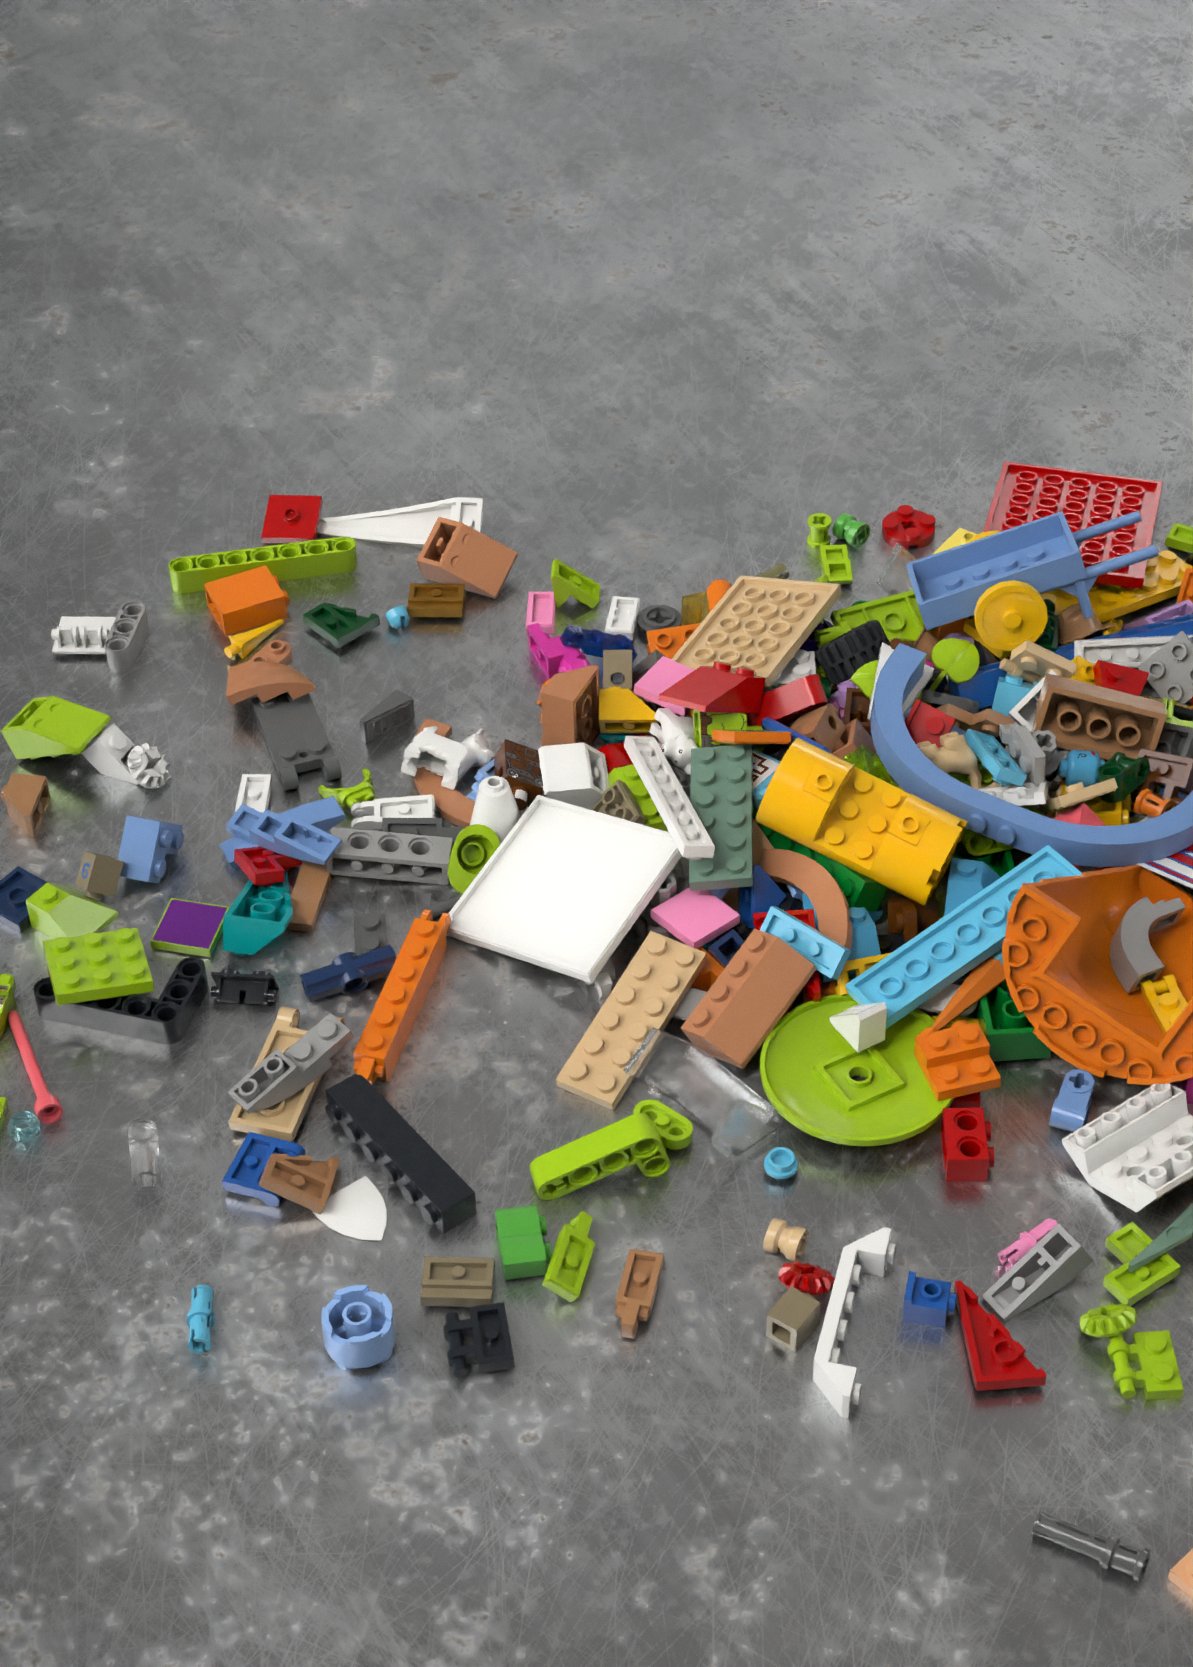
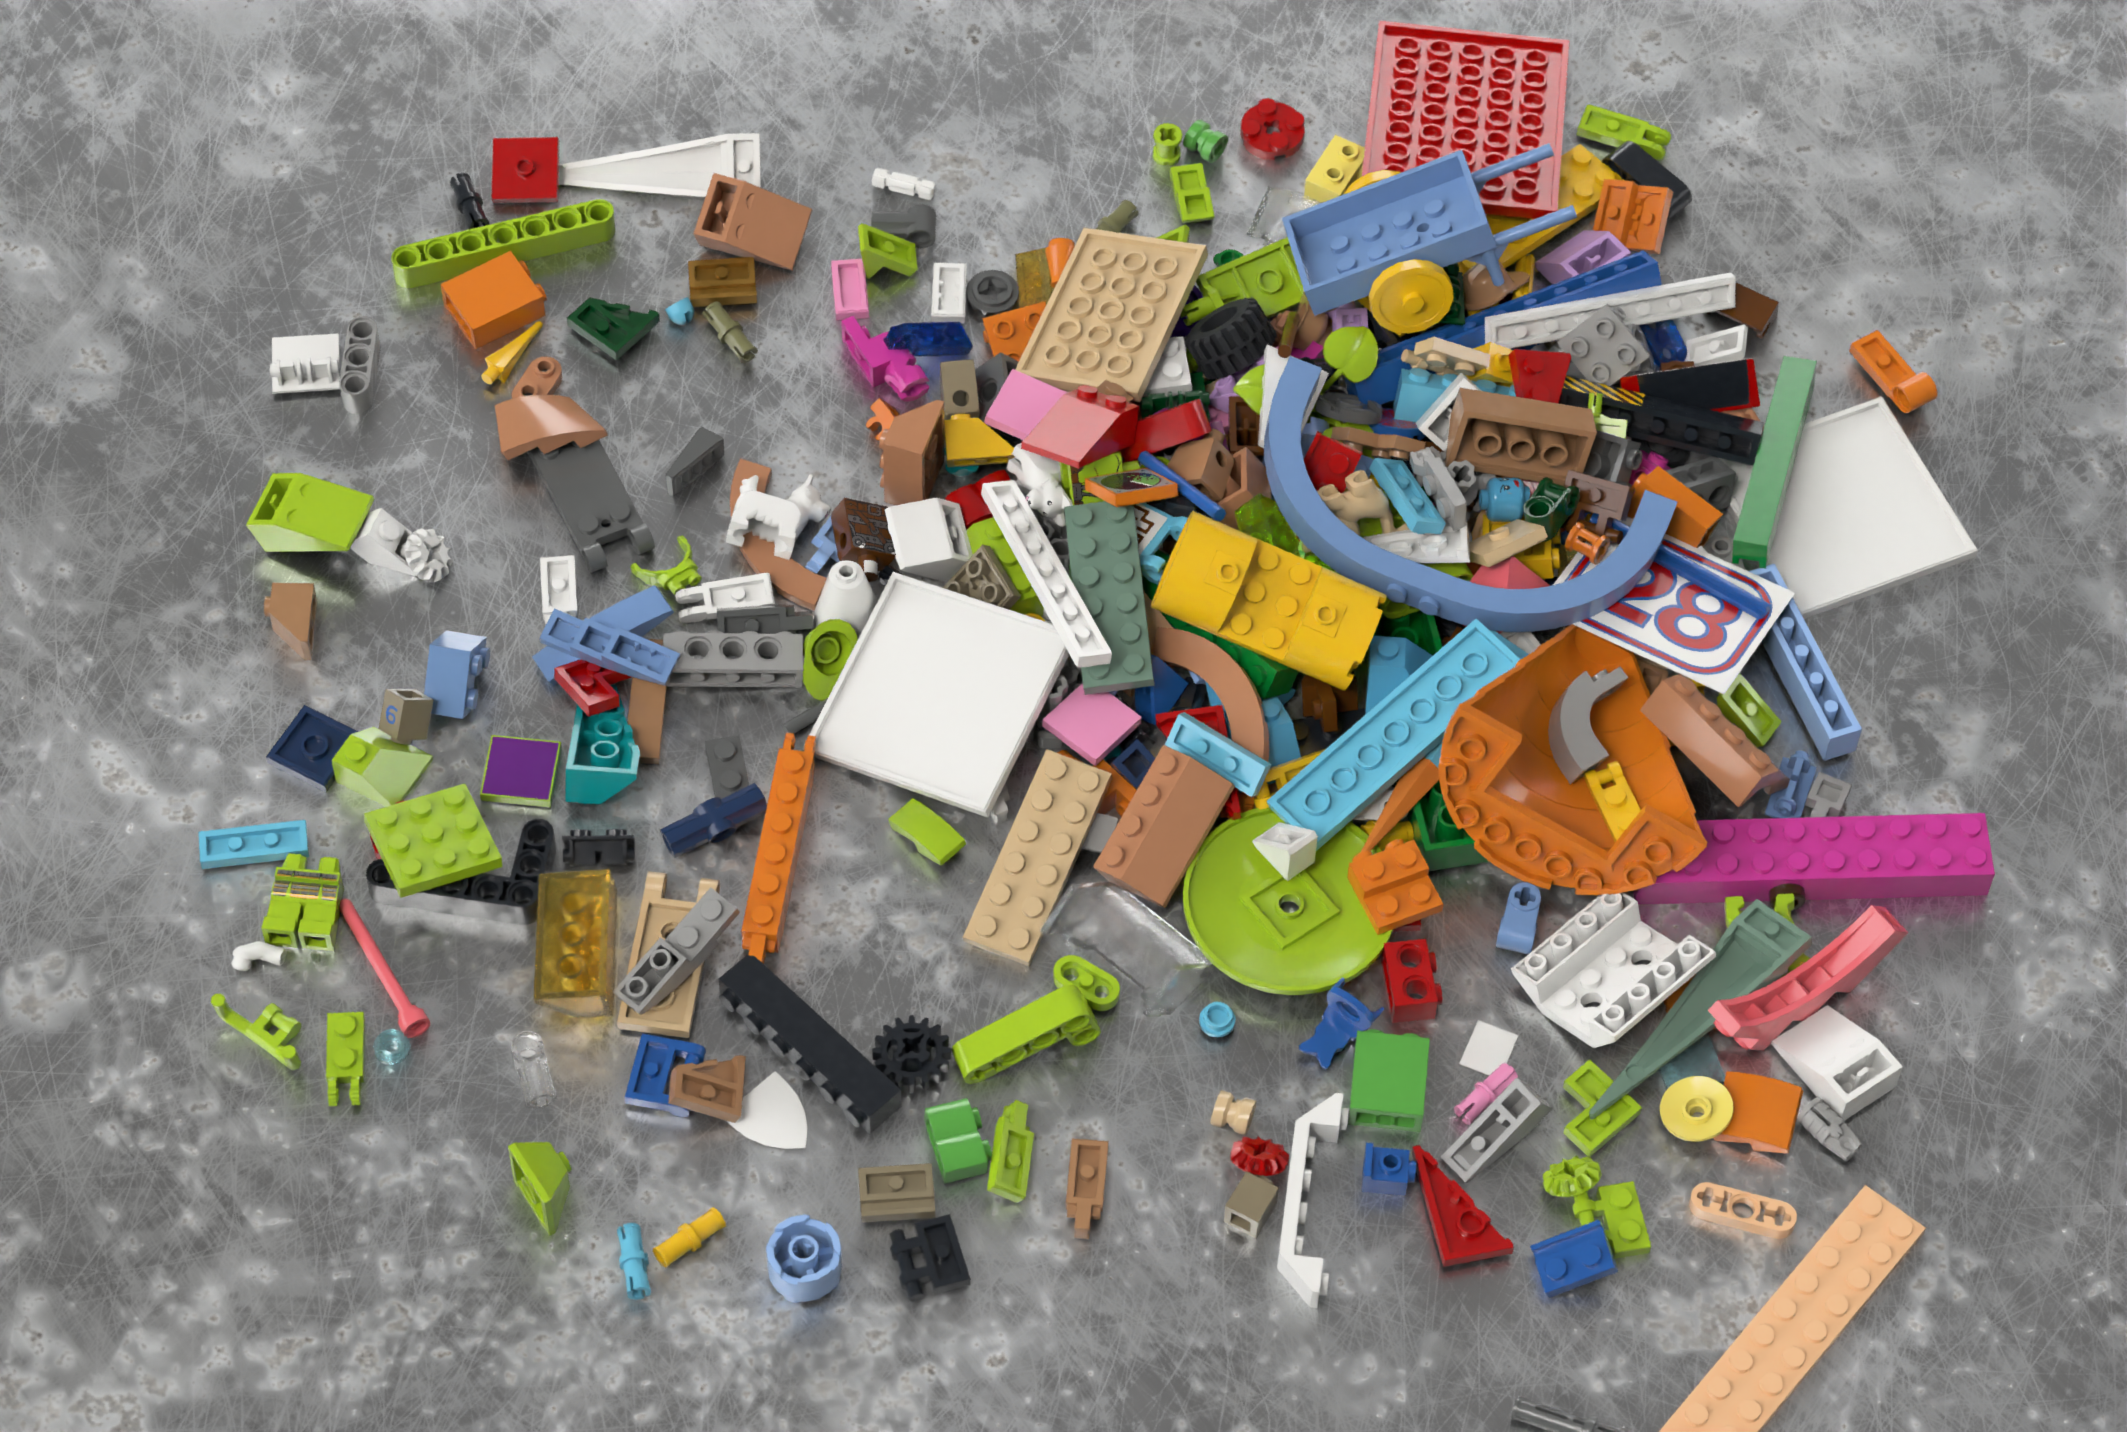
camera: 10 degrees left, 15 degrees up
(130, 1240) = (541, 1179): none -> lime slope
(205, 1055) = (576, 943): none -> clear yellow slope
(242, 536) = (468, 201): none -> black pin
(256, 1303) = (689, 1237): none -> yellow pin
(435, 633) = (730, 332): none -> olive pin
(492, 1167) = (912, 1053): none -> black gear
(538, 995) = (928, 831): none -> lime slope
(597, 546) = (903, 183): none -> white axle
(603, 571) = (915, 225): none -> dark grey piece
(896, 1174) = (1339, 1025): none -> blue hair
(937, 1225) = (1389, 1080): none -> bright green brick
(1035, 1208) = (1488, 1048): none -> white sticker
(1105, 1392) = (1574, 1258): none -> blue plate

